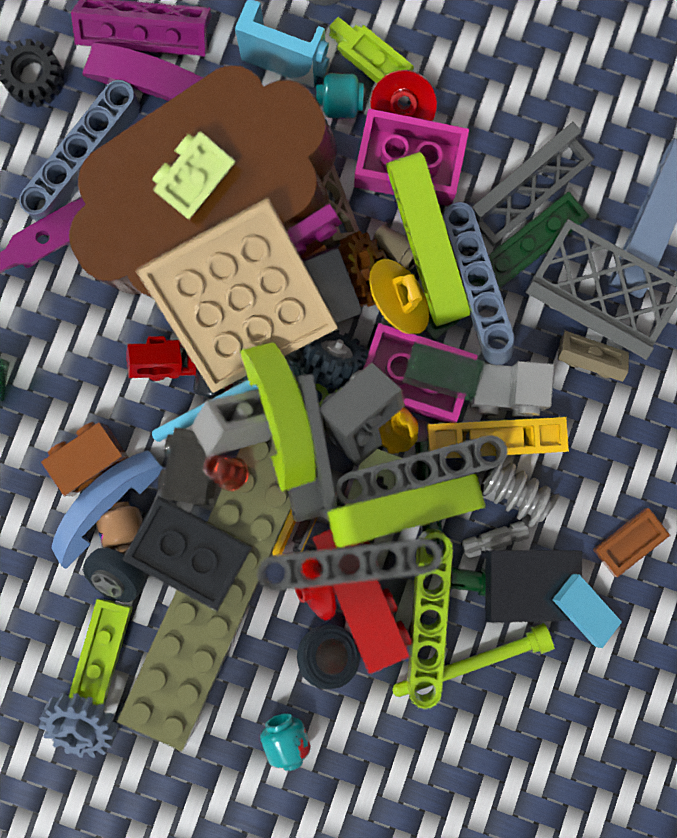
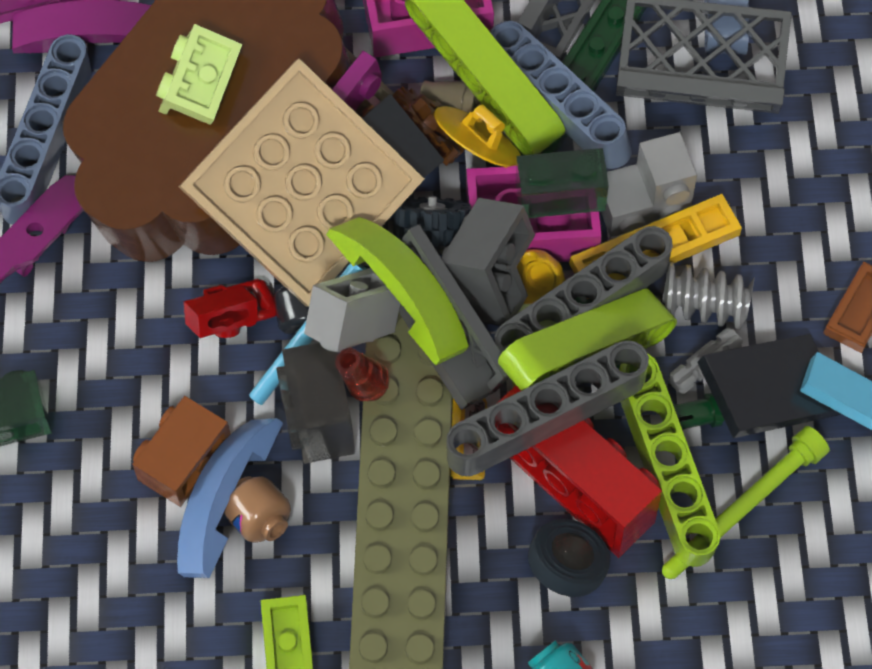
camera: 20 degrees left, 20 degrees down
(113, 575) = (267, 575): black wheel -> none
(187, 553) = (353, 486): black tile -> none
(319, 598) = (523, 485): red dish -> none
(593, 356) = (739, 128): dark tan plate -> none

